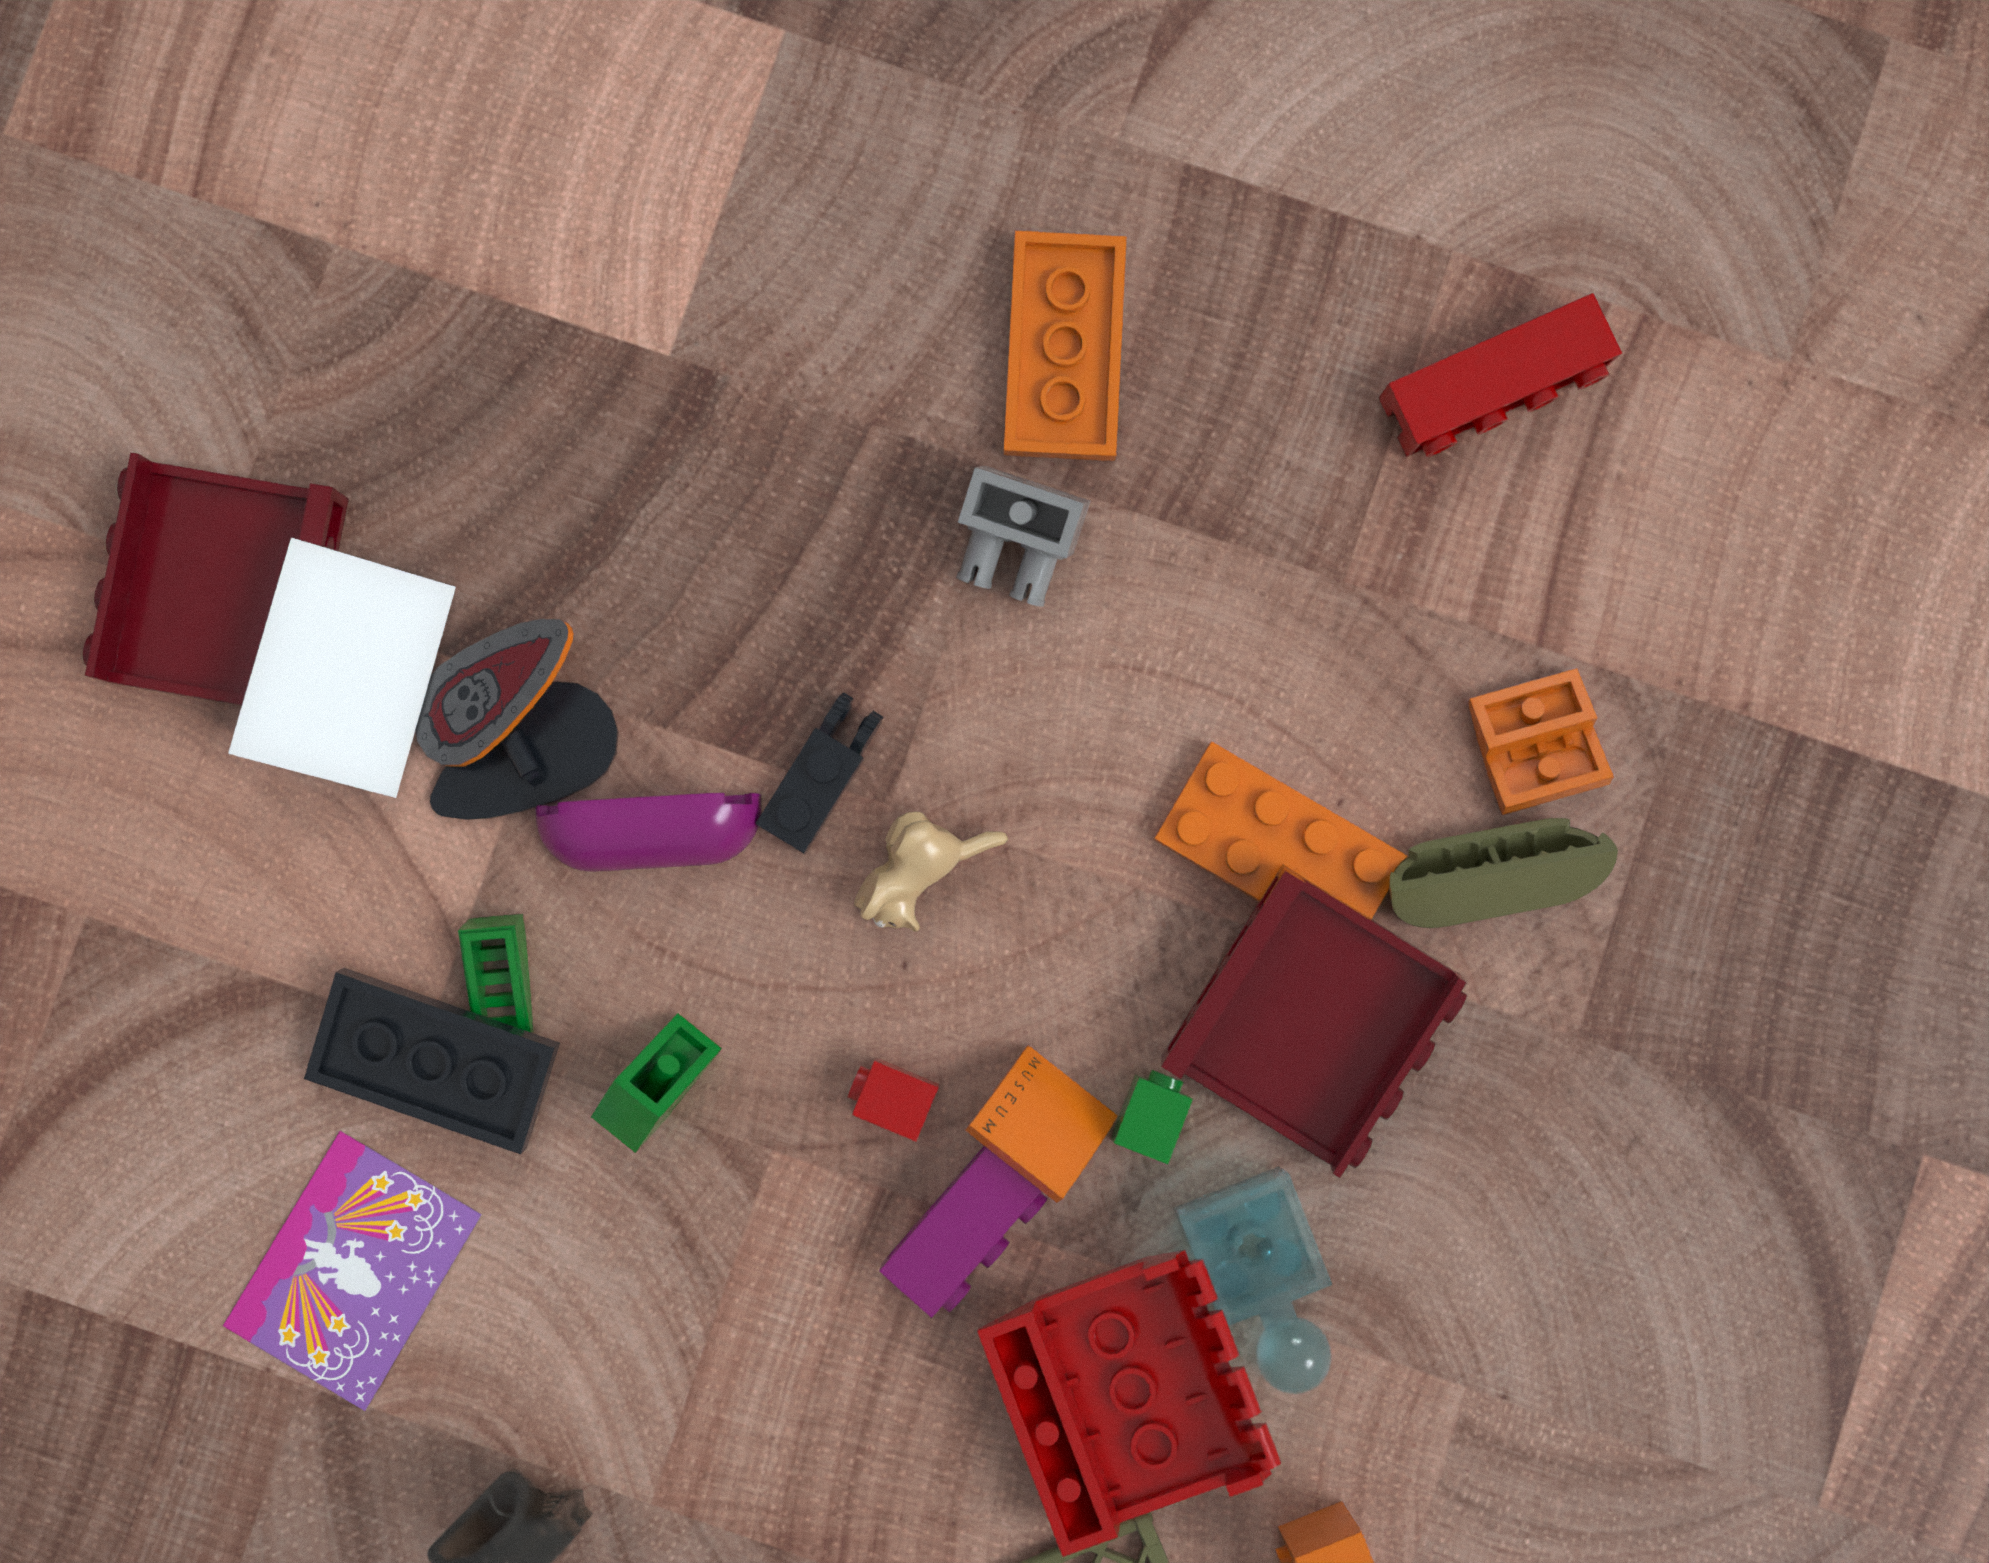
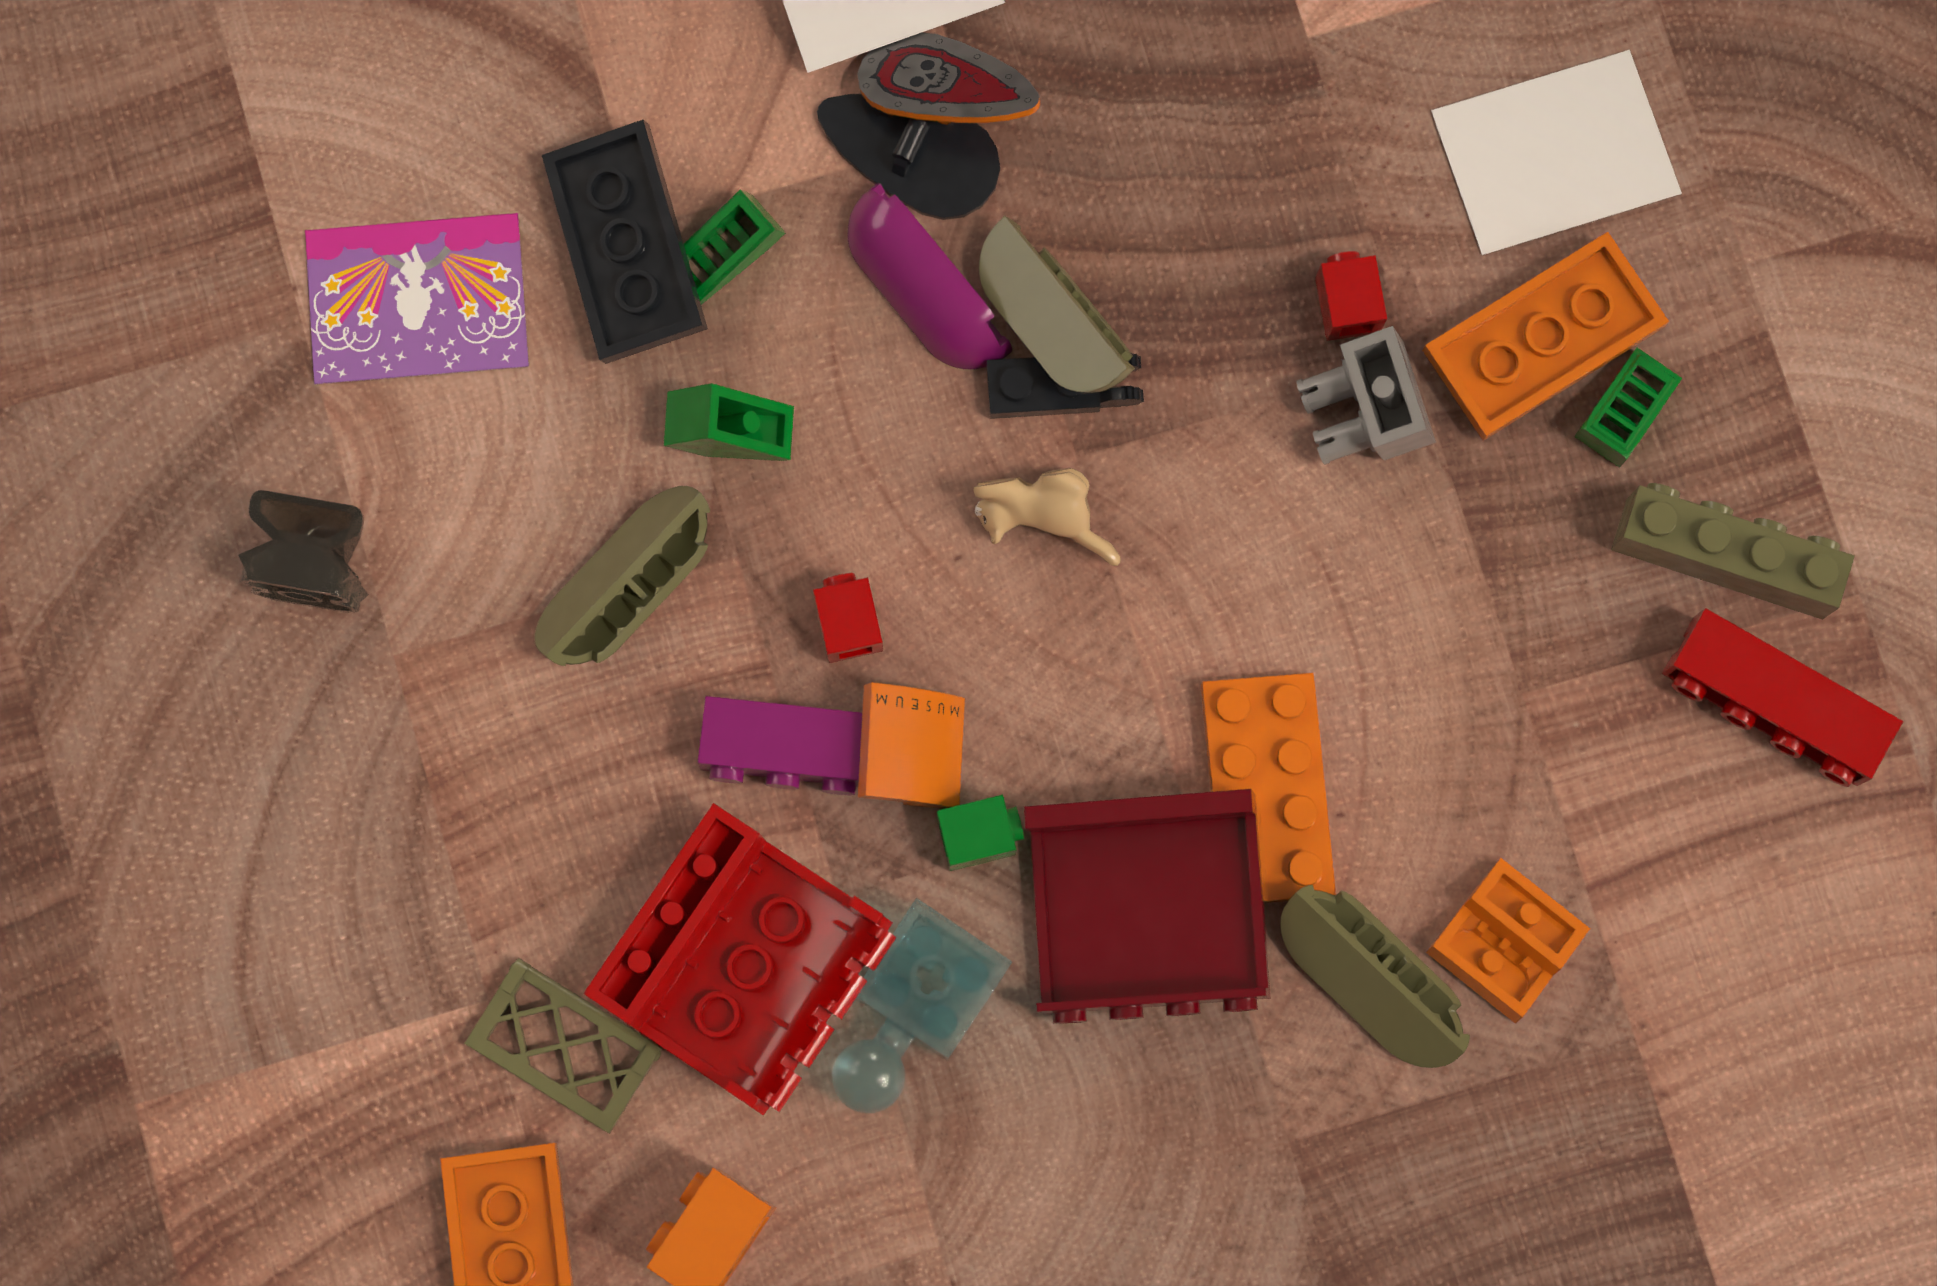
camera: 55 degrees right, 5 degrees down
(727, 1266) = (625, 579): none -> olive brick
(757, 742) = (1050, 313): none -> olive brick
(913, 223) = (1556, 152): none -> white sticker
(917, 481) = (1350, 296): none -> red brick
(1184, 363) = (1604, 440): none -> green slope
(1354, 326) = (1732, 551): none -> olive brick

